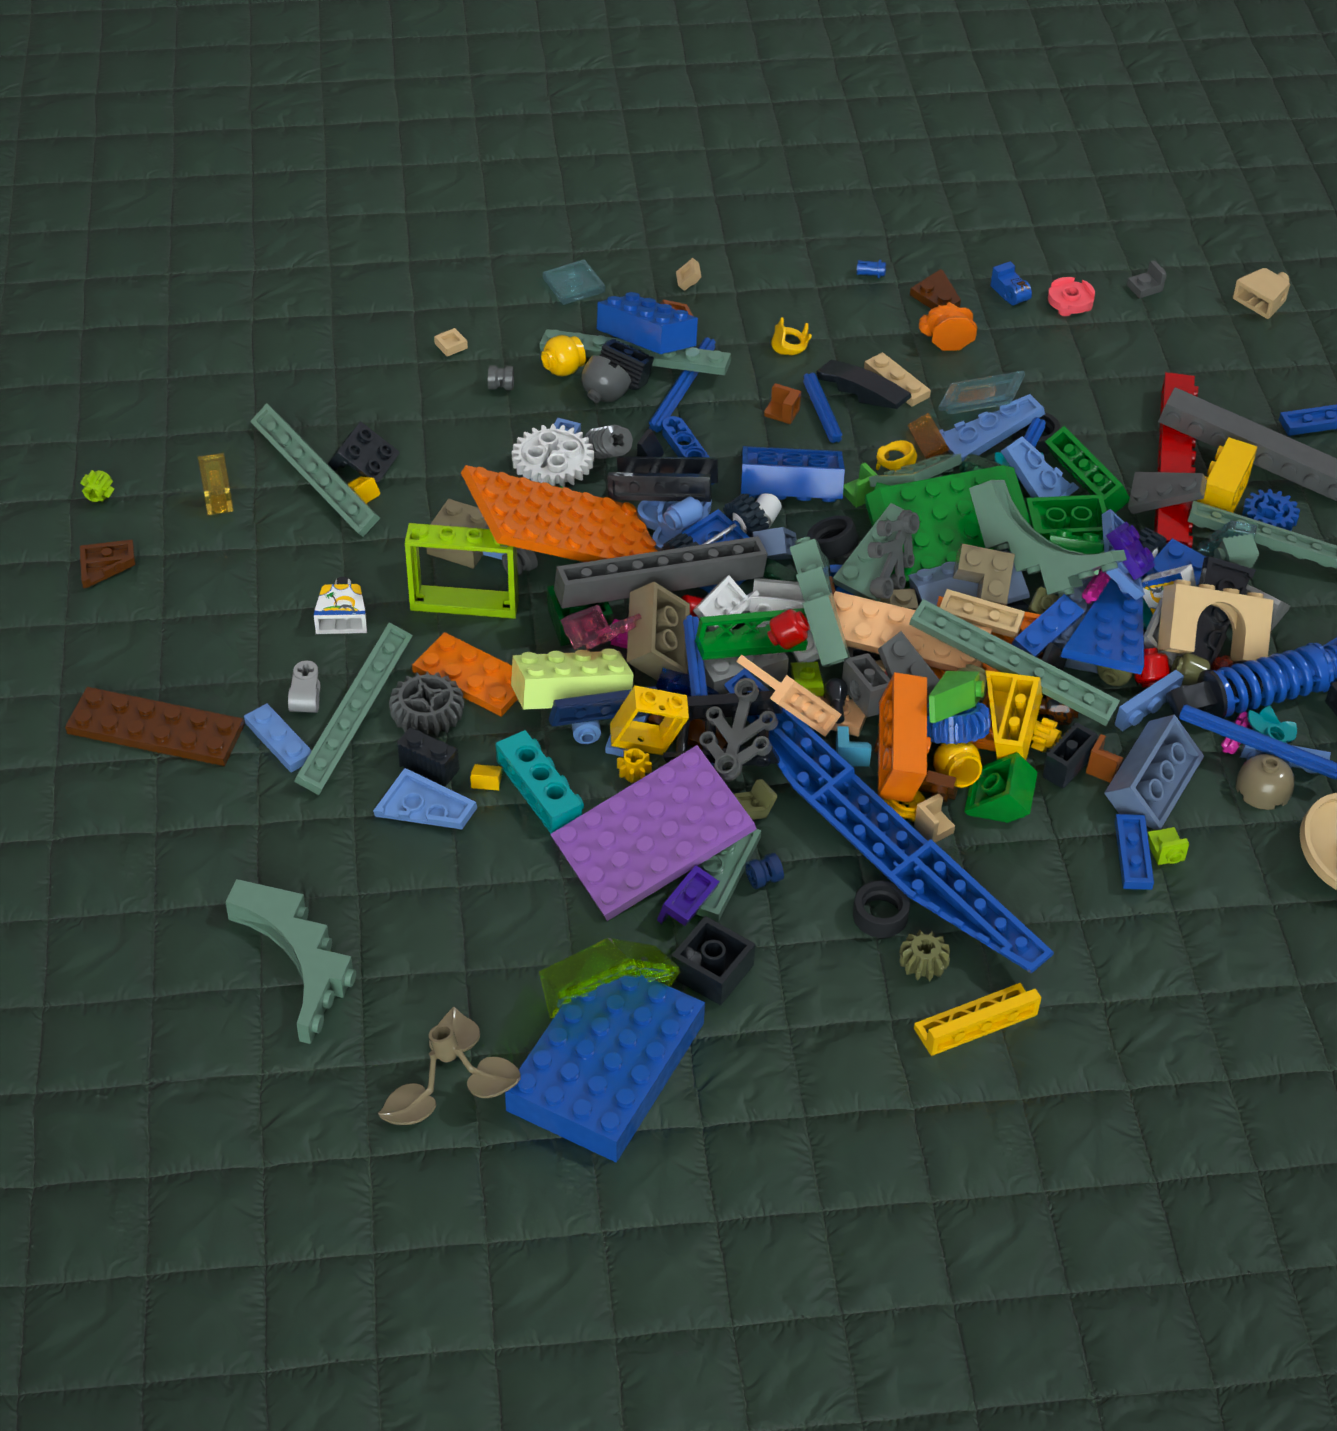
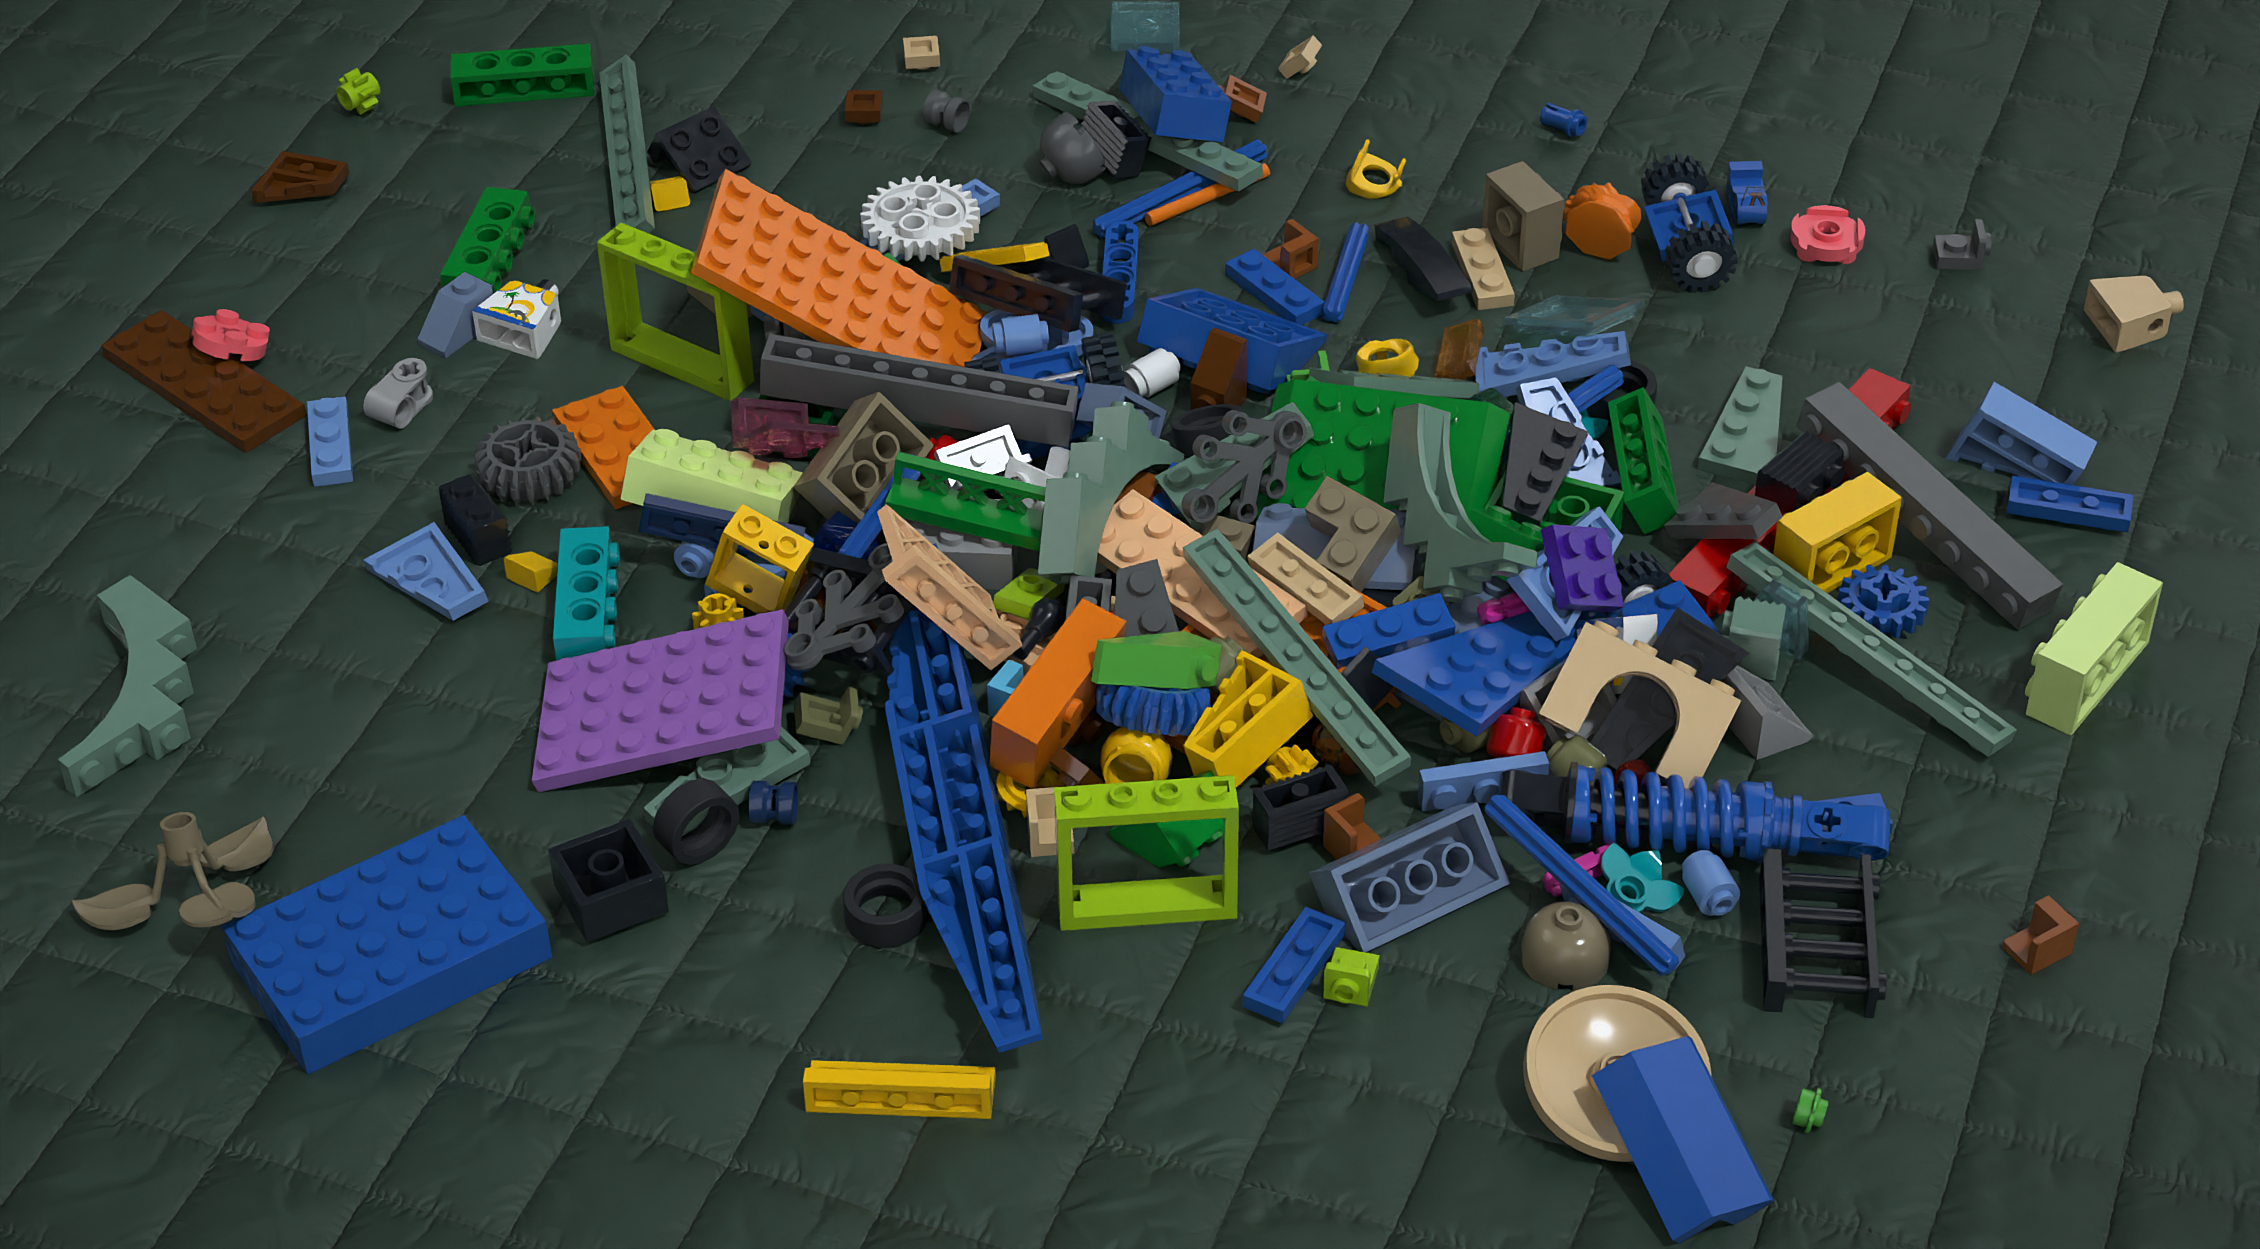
camera: 30 degrees right, 5 degrees down
(155, 689) = (229, 334): none -> coral plate
(200, 438) = (522, 75): none -> green brick
(215, 484) = (487, 128): clear yellow slope -> none
(278, 567) = (491, 237): none -> green brick
(297, 621) = (451, 316): none -> sand blue slope
(353, 709) = (438, 435): sand green plate -> none
(444, 390) = (863, 106): none -> reddish brown plate
(563, 355) = (1040, 102): yellow piece -> none
(603, 964) = (457, 817): clear neon green windscreen -> none
(610, 441) = (1006, 208): dark grey piece -> none
(622, 465) = (1001, 255): none -> yellow tile
(688, 896) = (639, 792): dark purple panel -> none
(692, 393) = (1192, 201): none -> orange bar
(736, 901) = (682, 807): none -> black tyre
(787, 431) = (1274, 287): none -> blue plate
(788, 629) = (1012, 508): red head -> none
(813, 498) = (1220, 371): none -> reddish brown slope
(906, 338) = (1523, 215): none -> dark tan brick
(924, 955) = (891, 982): olive gear -> none
(935, 291) = (1626, 171): reddish brown wing -> none
(992, 857) = (1147, 900): none -> lime window
(999, 313) = (1688, 223): none -> plate
(1049, 493) = (1537, 462): none -> black wing
(1118, 433) = (1747, 428): none -> sand green wing
(1187, 449) = (1800, 472): none -> black brick
(1270, 389) = (2021, 440): none -> medium blue wedge
(1311, 714) = (1710, 883): none -> medium blue brick

